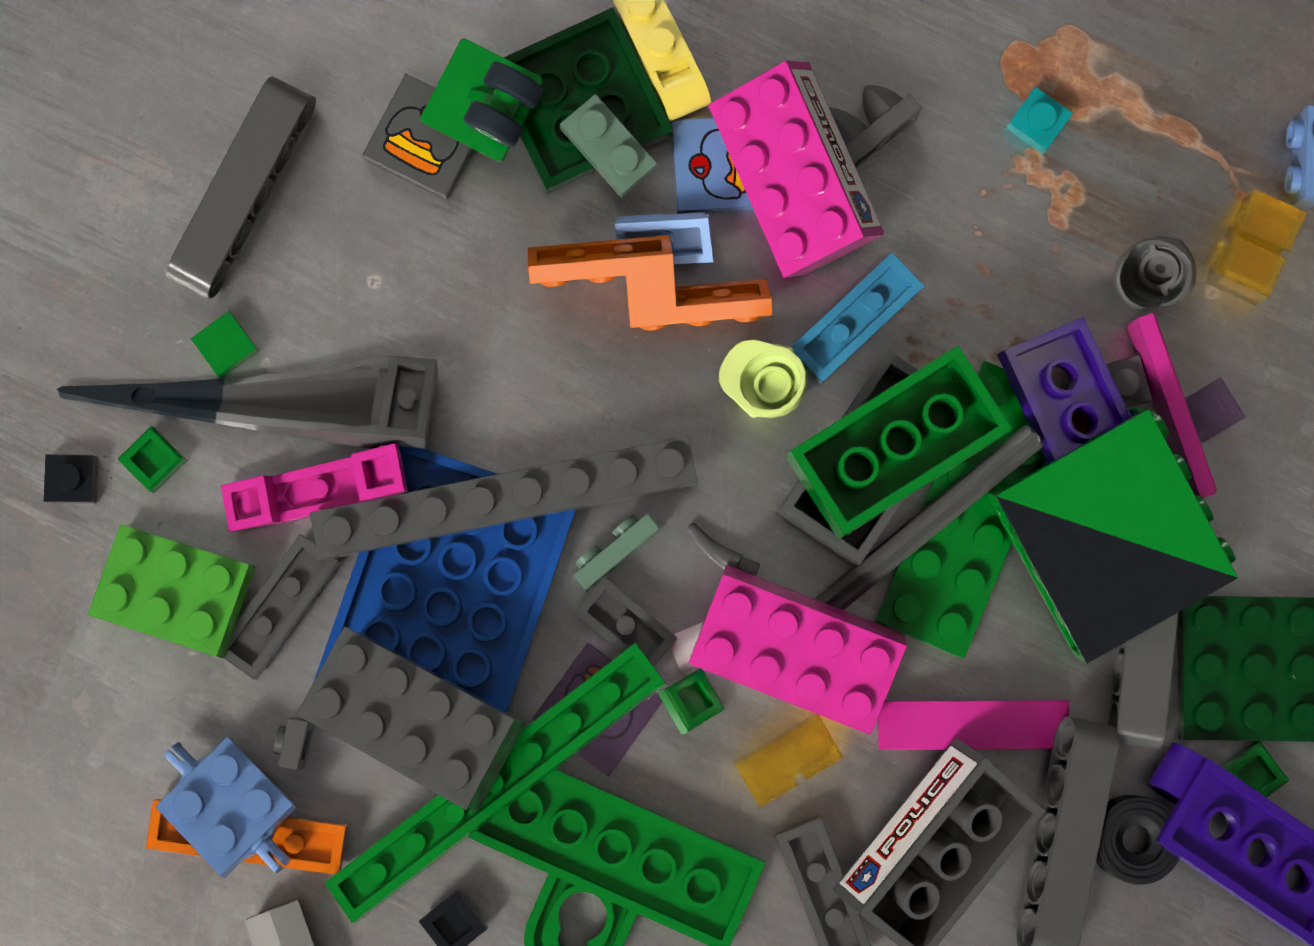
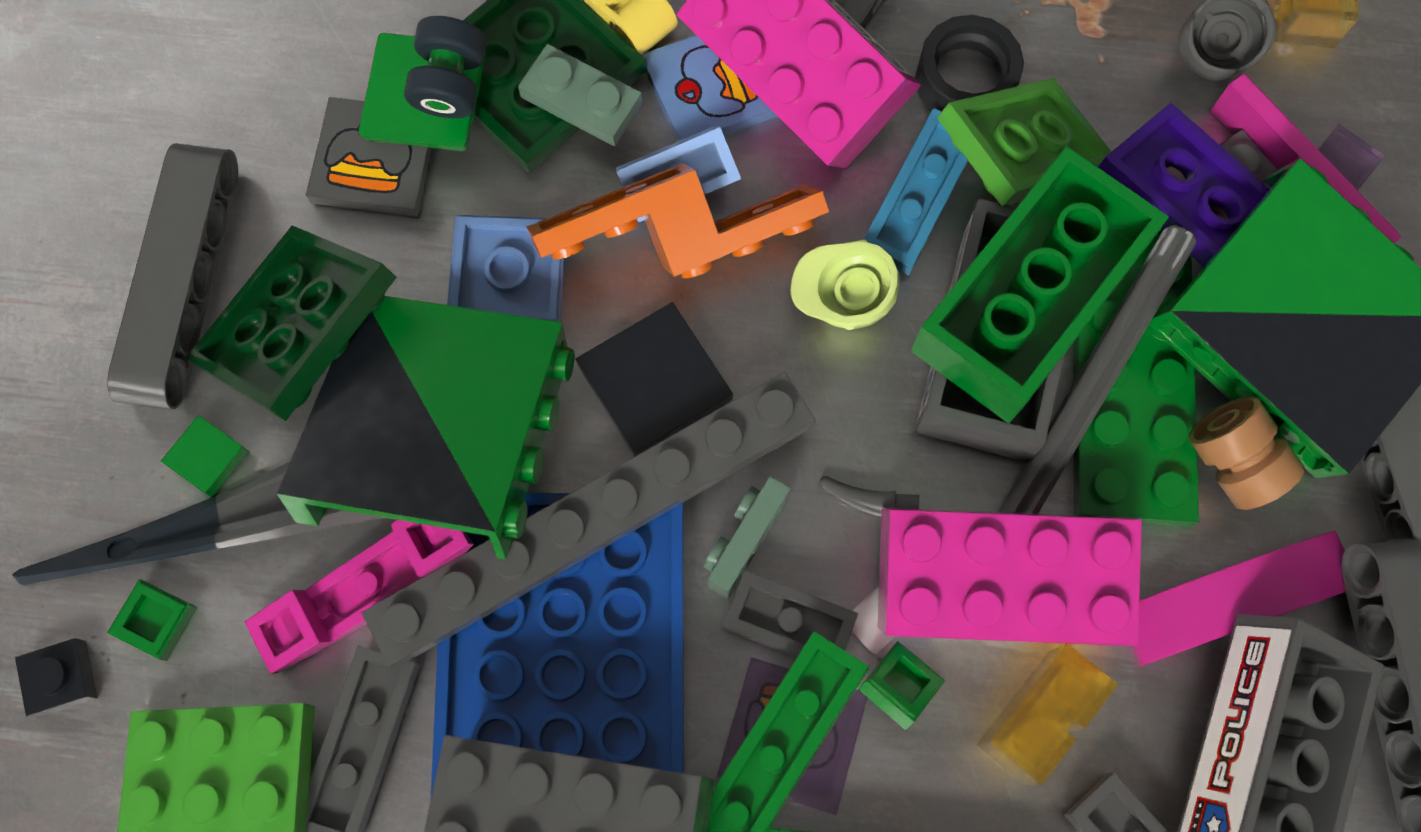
camera: 15 degrees left, 10 degrees down
(321, 263) = (291, 320): none -> dark green plate
(407, 381) = (433, 420): none -> panel
(494, 274) = (501, 270): none -> medium blue tile
(589, 401) = (654, 379): none -> black tile
(952, 306) = (1019, 134): none -> bright green plate
(955, 196) = (970, 33): none -> black tyre
(1019, 626) = (1249, 459): none -> medium nougat wheel

